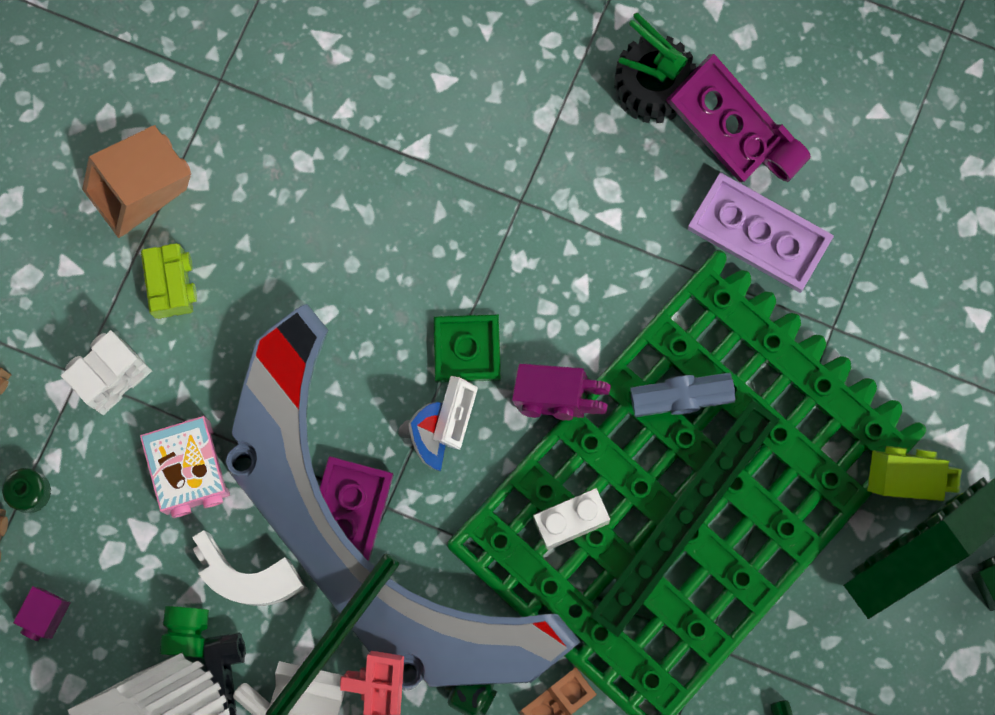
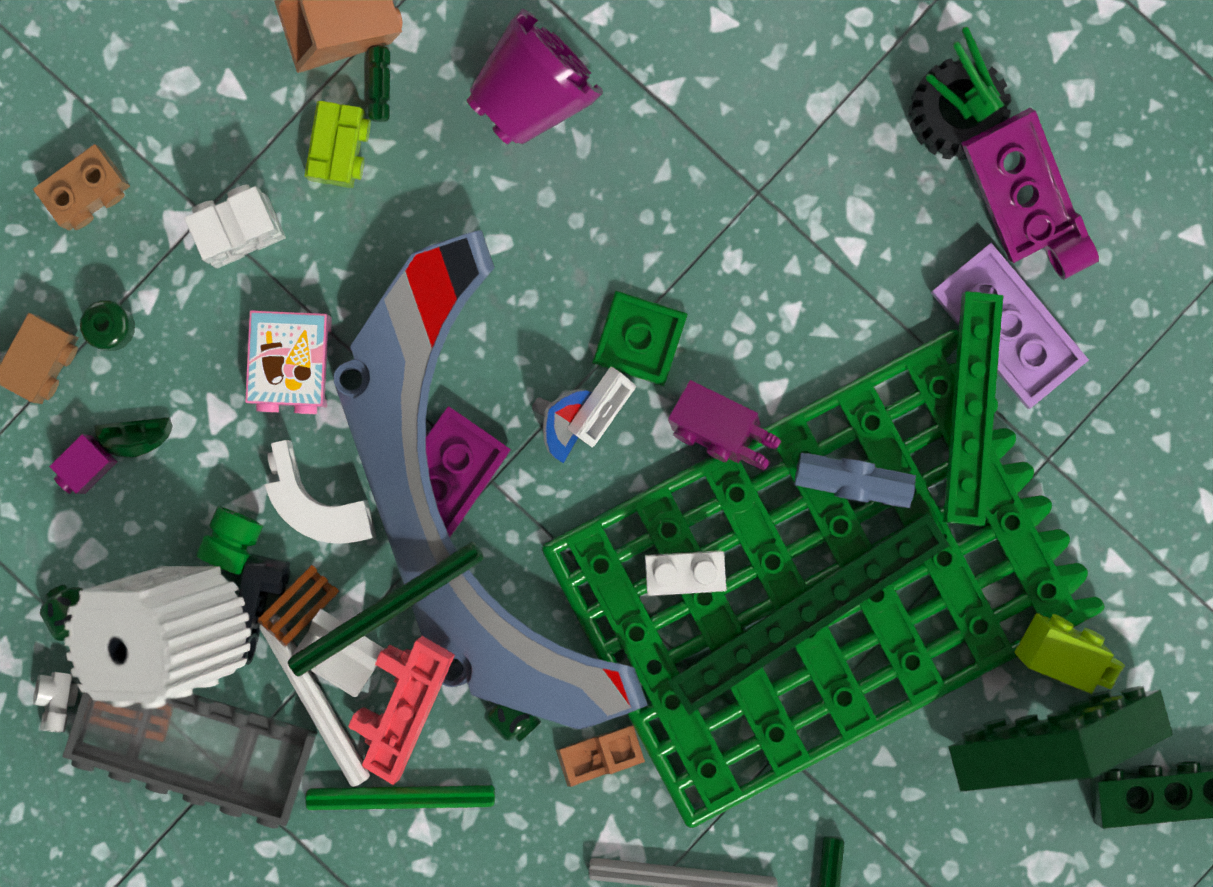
camera: 15 degrees right, 10 degrees up
(77, 575) = (133, 437): none -> dark green plate
(187, 222) = (379, 84): none -> dark green axle
(272, 641) = (321, 582): none -> dark orange tile
(306, 176) = (530, 82): none -> magenta cone
(756, 305) = (973, 408): none -> green plate

